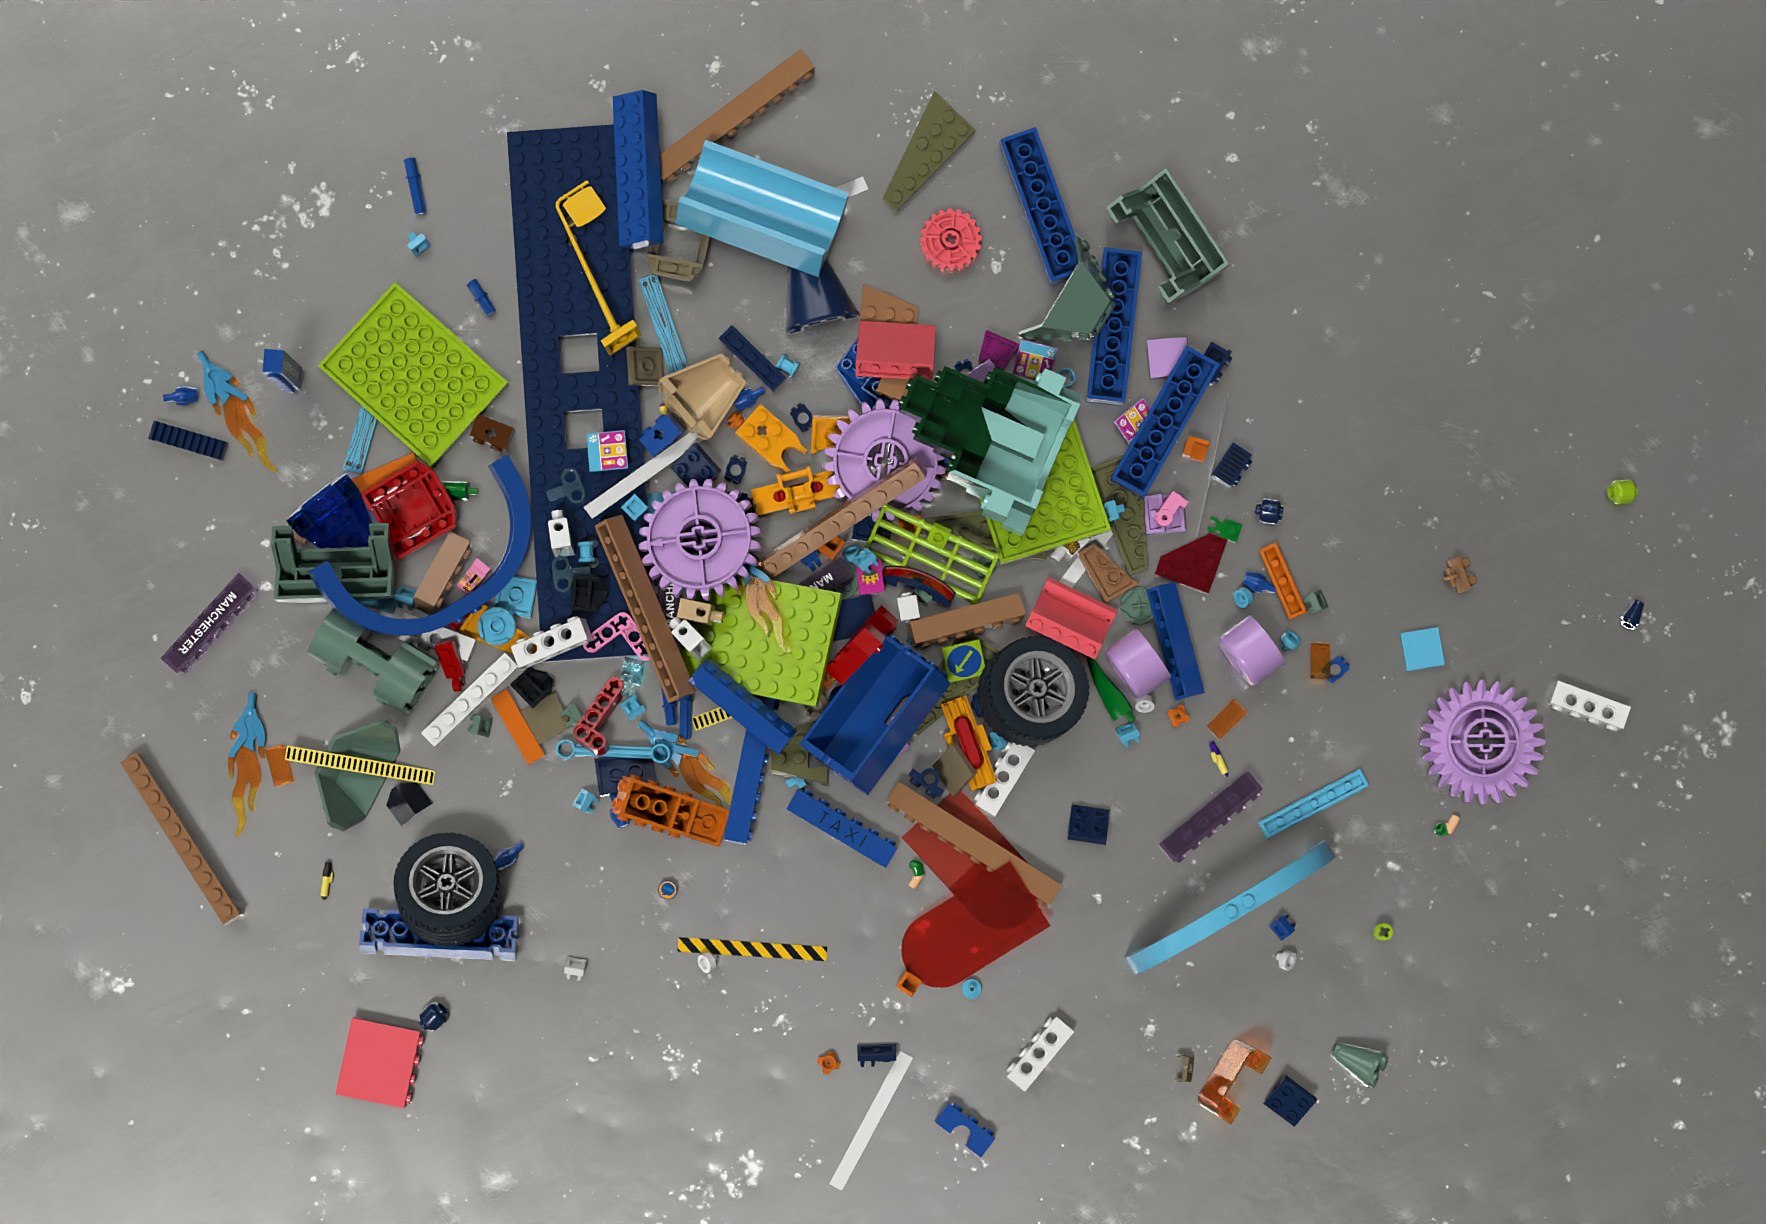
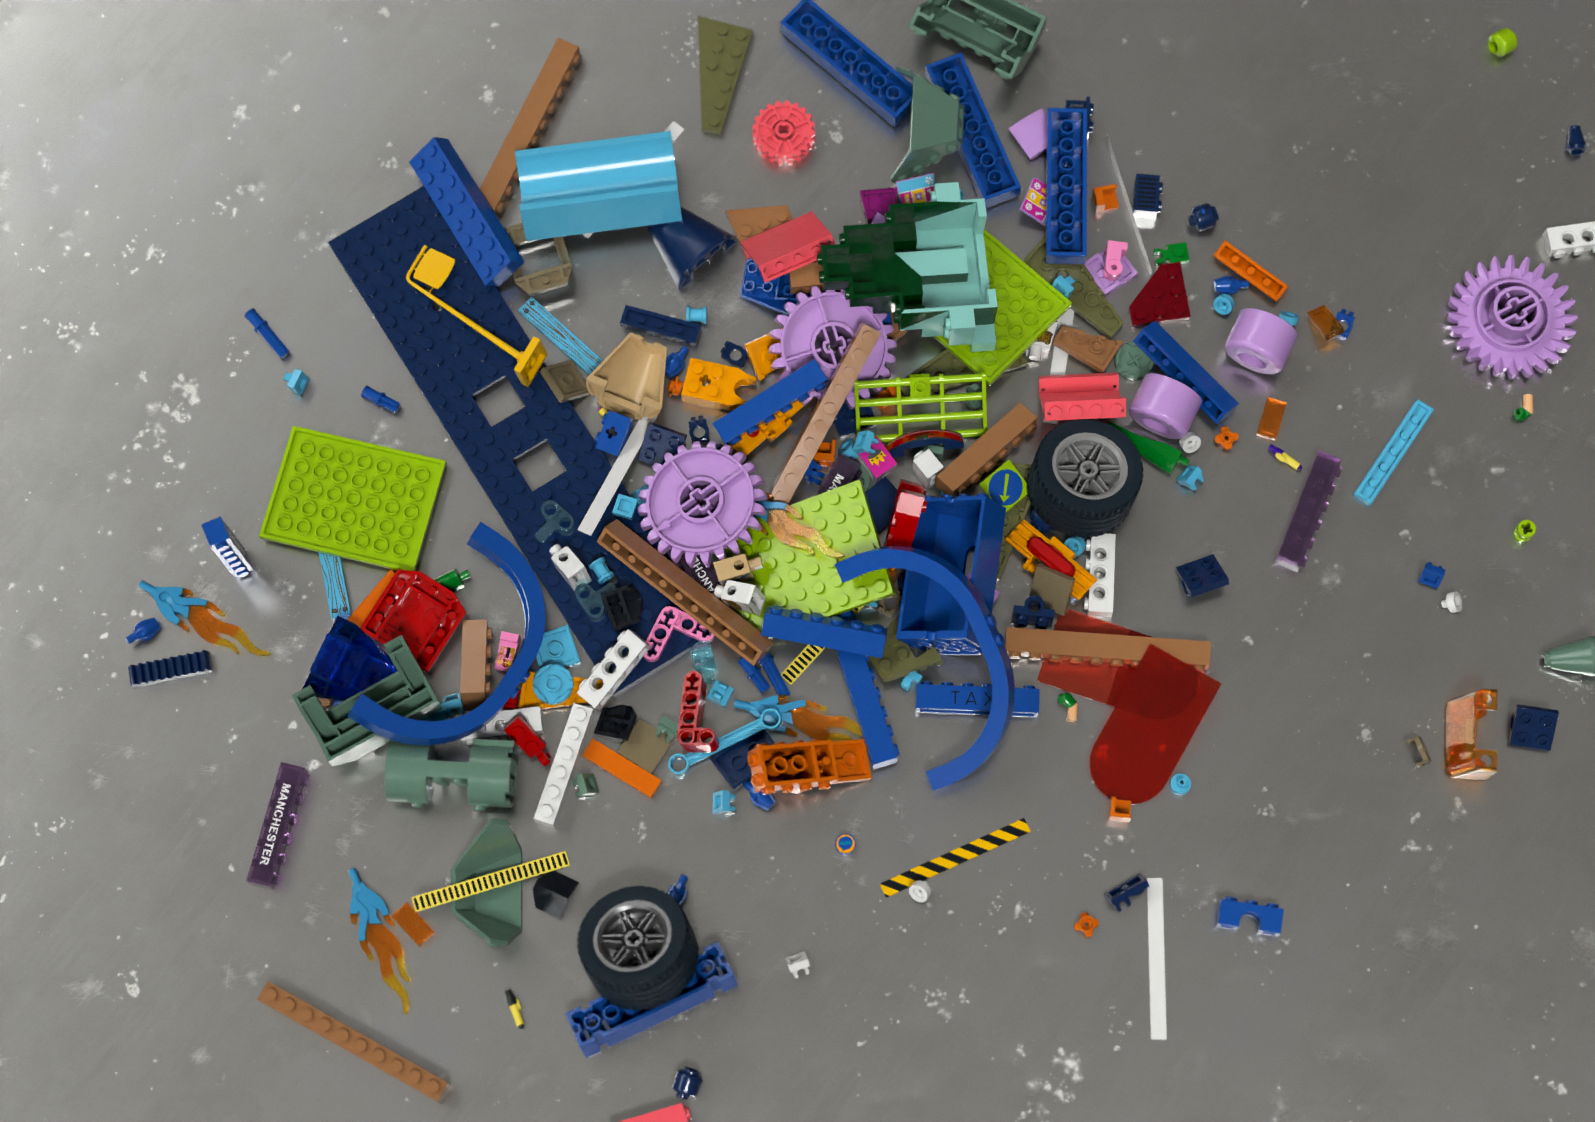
camera: 25 degrees left, 10 degrees down
(484, 425) = (446, 508): reddish brown brick -> none
(607, 451) = (572, 470): piece -> none
(804, 483) = (771, 402): none -> blue brick
(869, 776) = (985, 631): none -> blue arch
(1014, 1071) = (1288, 778): white brick -> none
(1293, 873) = (1376, 581): medium azure arch -> none
(1317, 600) = (1292, 273): sand green tile -> none
(1422, 649) = (1409, 267): medium azure tile -> none
(1457, 574) = (1402, 185): medium nougat hips -> none

